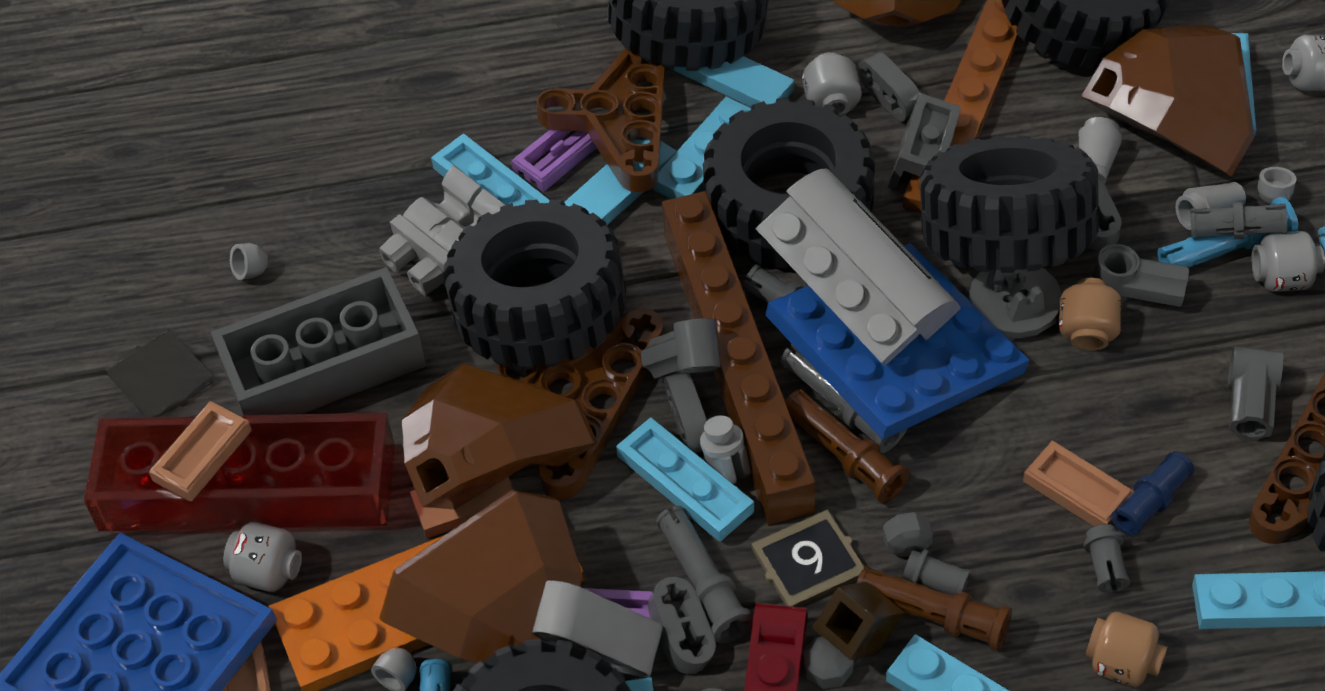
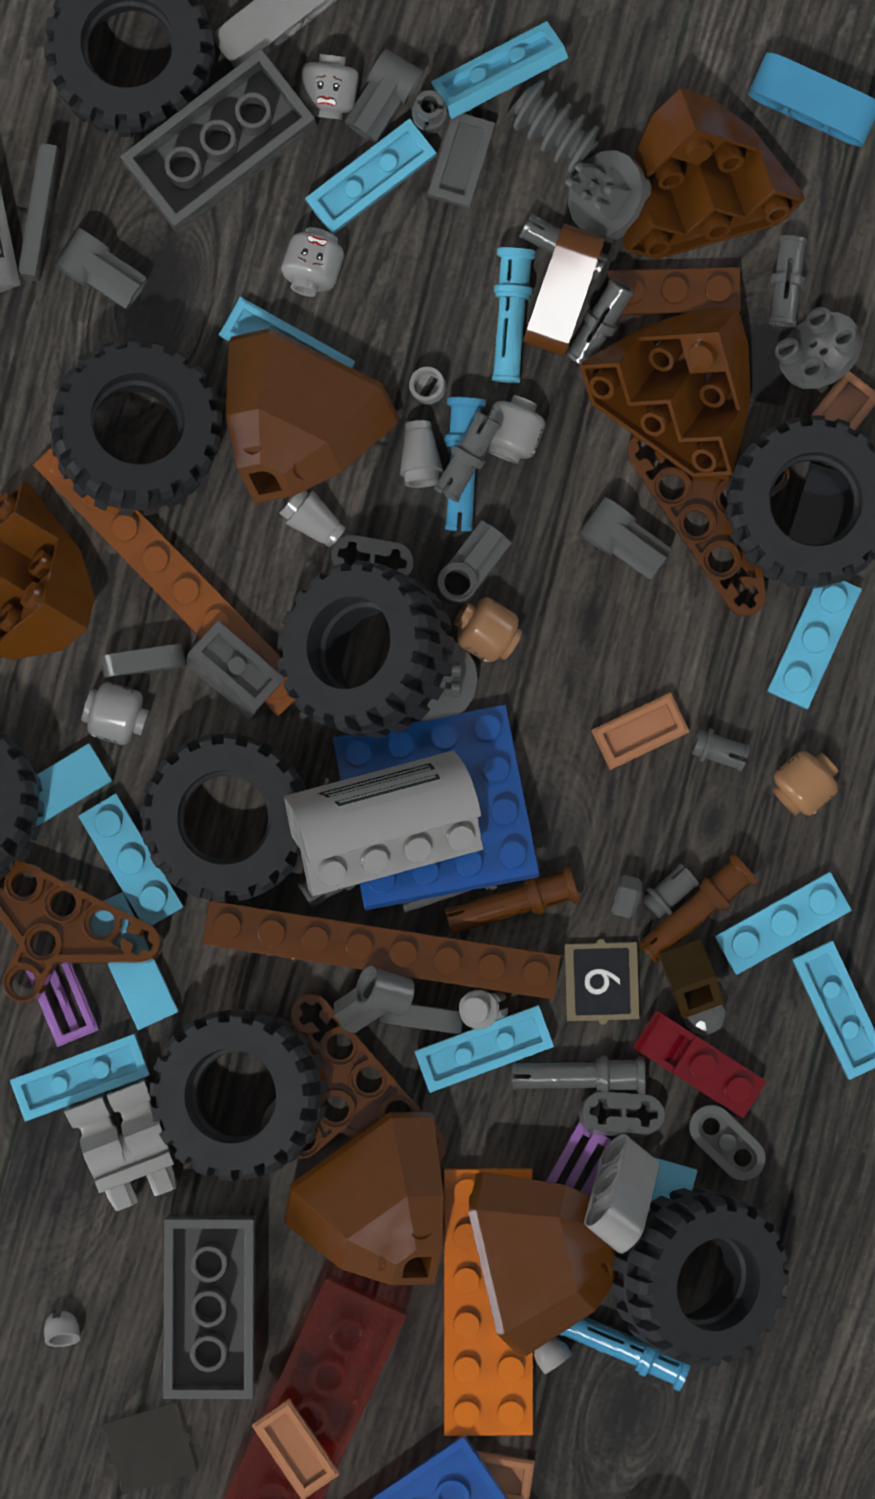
camera: 70 degrees left, 35 degrees up
(262, 557) = (397, 1425): light grey head -> none
(1152, 493) = (680, 679): dark blue pin -> none

